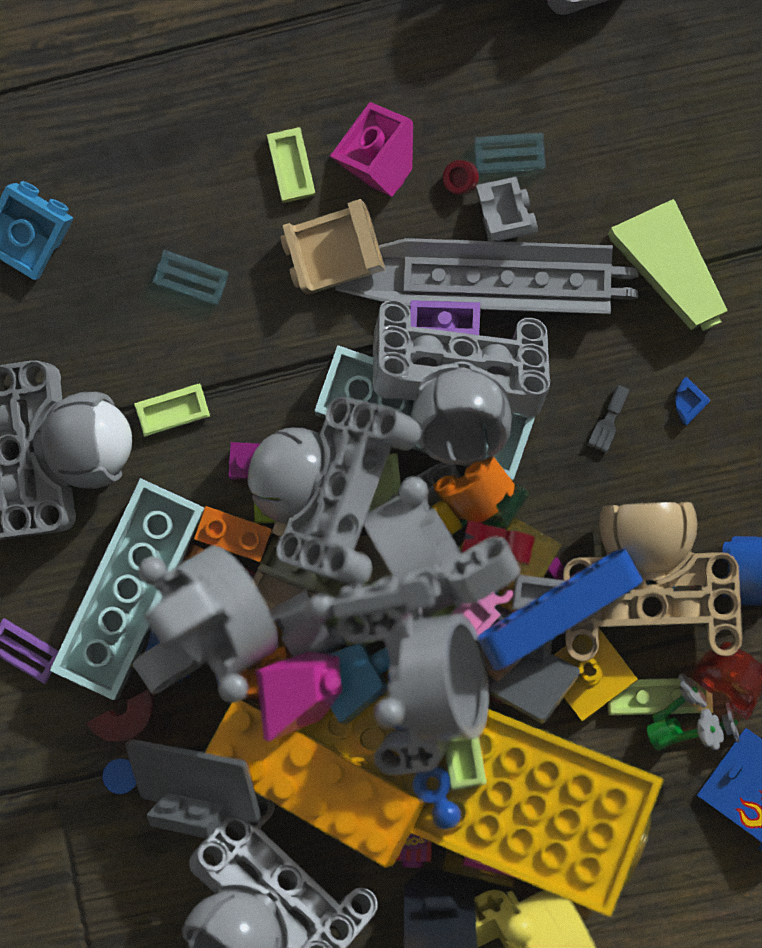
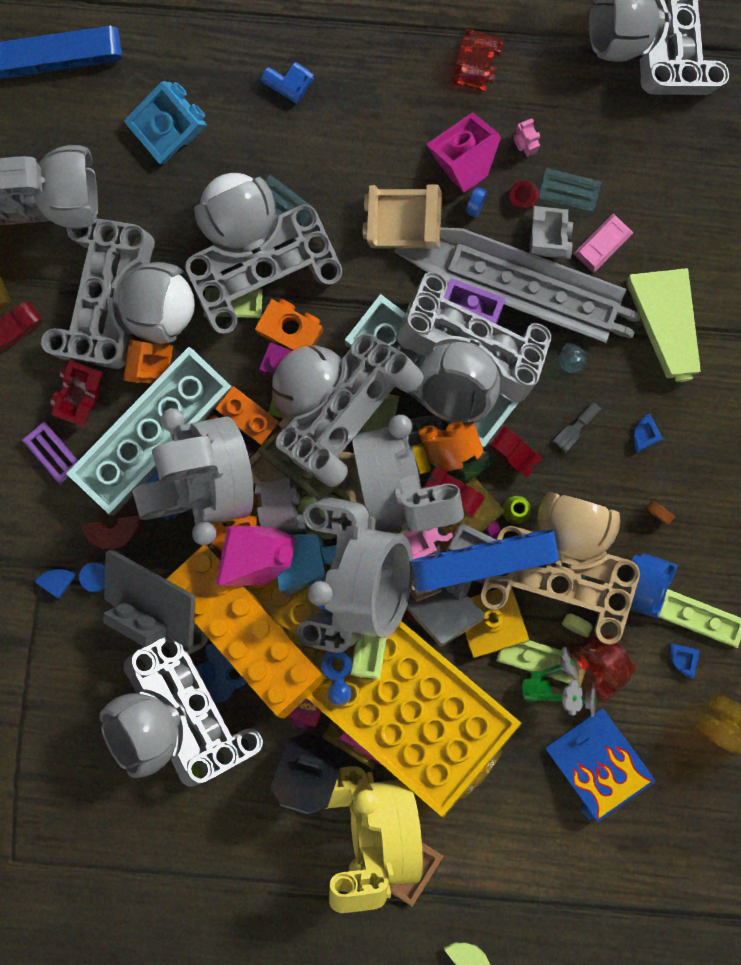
camera: 20 degrees right, 0 degrees up
(31, 574) = (78, 393): none -> dark red cylinder
(78, 796) = (56, 581): none -> blue tile
(97, 511) = (146, 361): none -> orange cylinder
(147, 313) = (241, 217): none -> light grey beam
(156, 137) = (292, 85): none -> blue piece
(225, 414) = (277, 315): none -> orange brick
(291, 165) = (393, 141): yellowish green tile -> none
(298, 841) = (217, 676): none -> blue plate
(354, 40) = (475, 60): none -> clear red cylinder
(409, 203) = (476, 202): none -> blue tile
(414, 590) = (373, 504): light grey plate -> none
(442, 111) = (527, 138): none -> bright pink plate
(549, 472) = (514, 451): none -> dark red leg
(563, 536) = (510, 514): none -> lime cone
(568, 201) = (603, 243): none -> bright pink tile
(578, 343) = (572, 358): none -> clear light blue plate
(686, 643) = (577, 625): none -> yellowish green tile
(735, 485) = (660, 512): none -> dark orange tile

